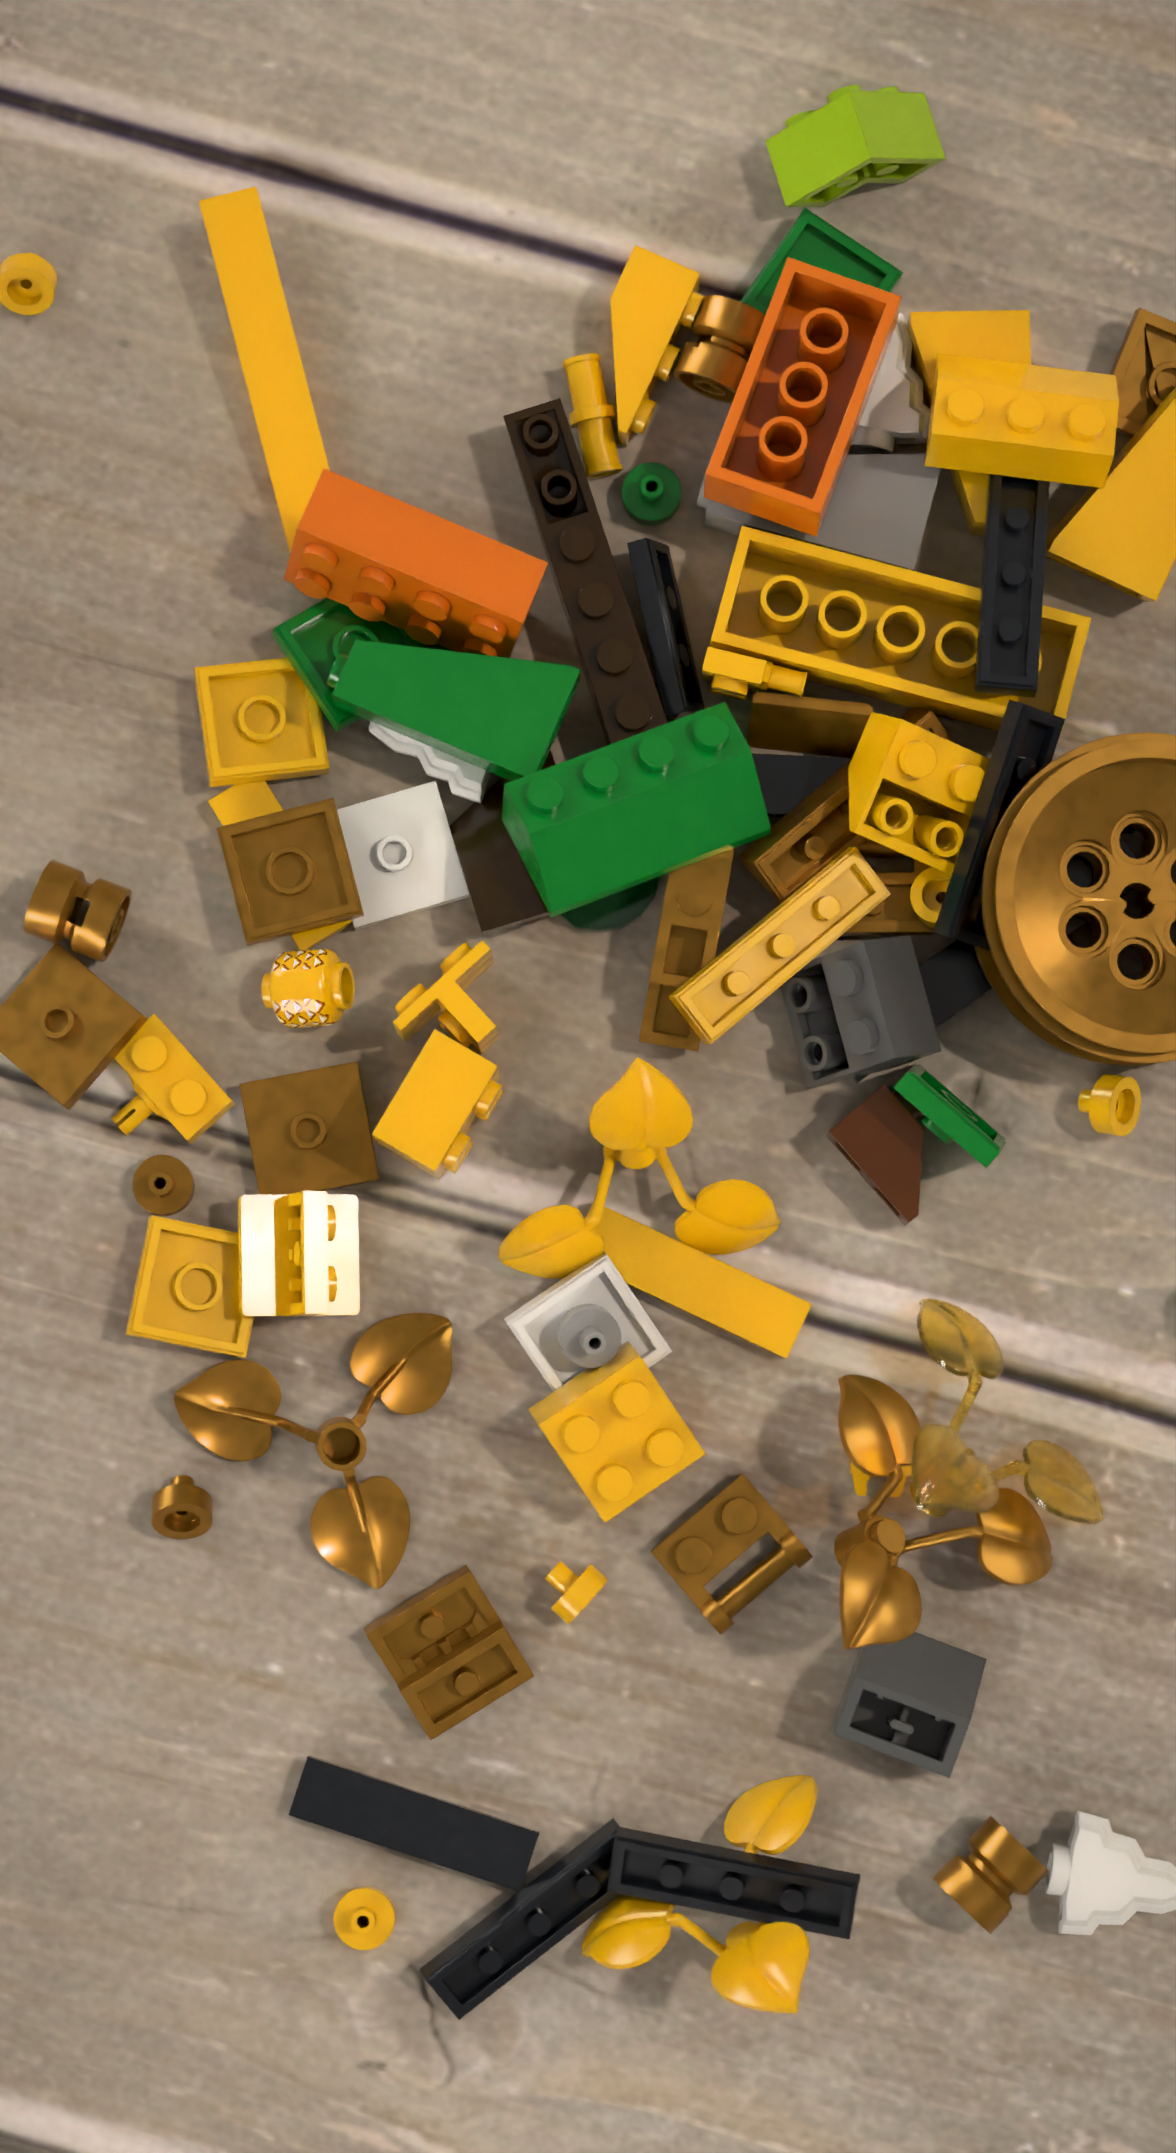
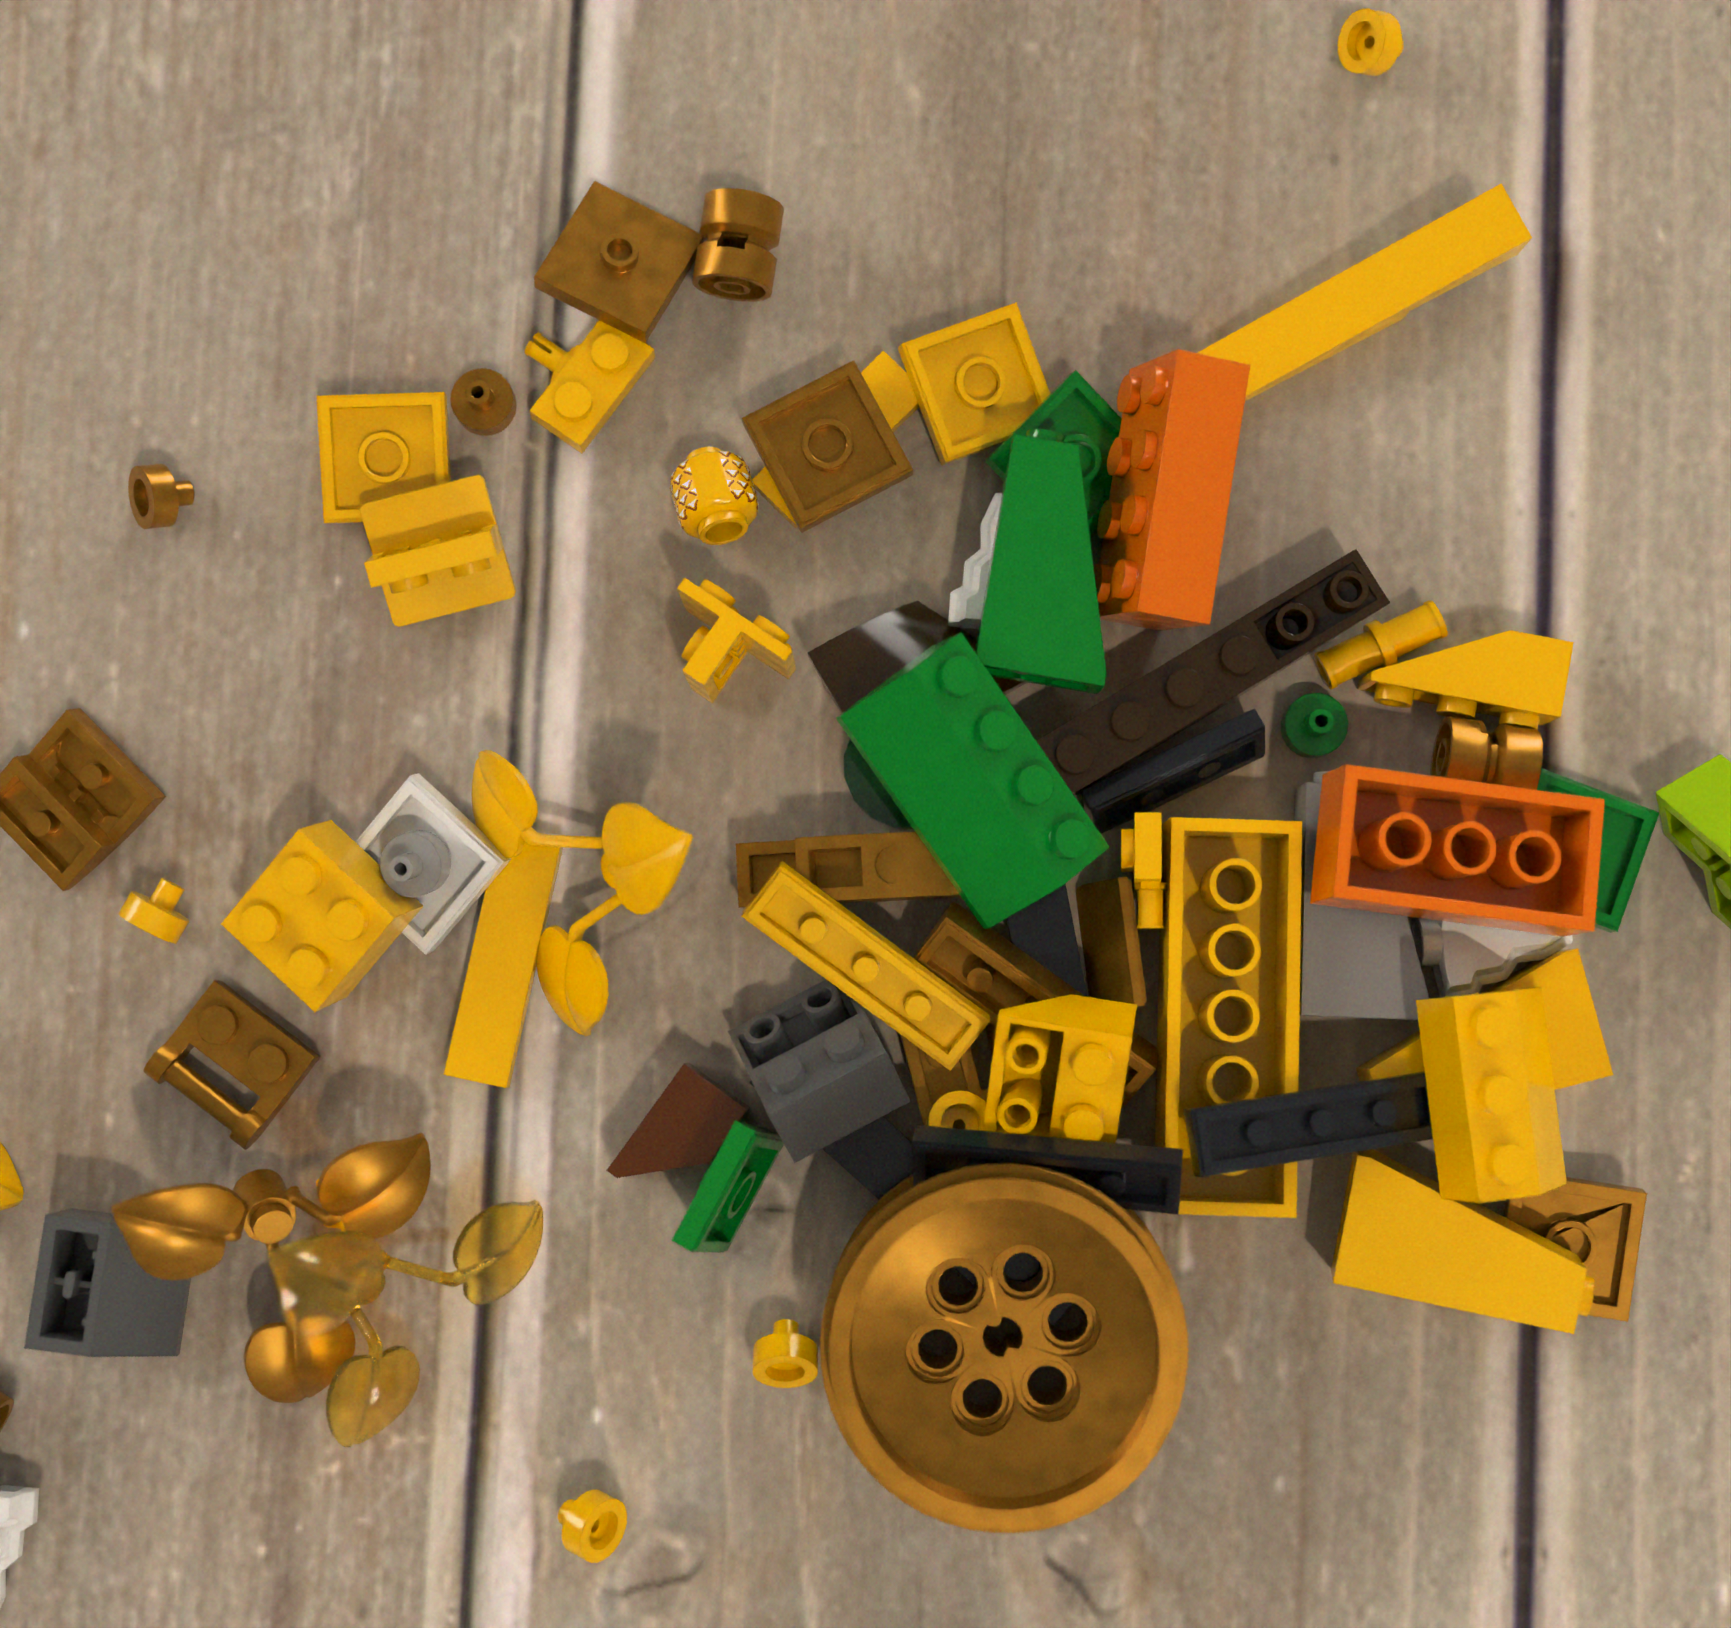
camera: 75 degrees right, 0 degrees up
(309, 1130) = (570, 534): pearl gold plate -> none
(356, 1526) = (179, 670): pearl gold plant -> none
(402, 854) = (876, 556): white plate -> none
(439, 1105) = (615, 651): yellow brick -> none

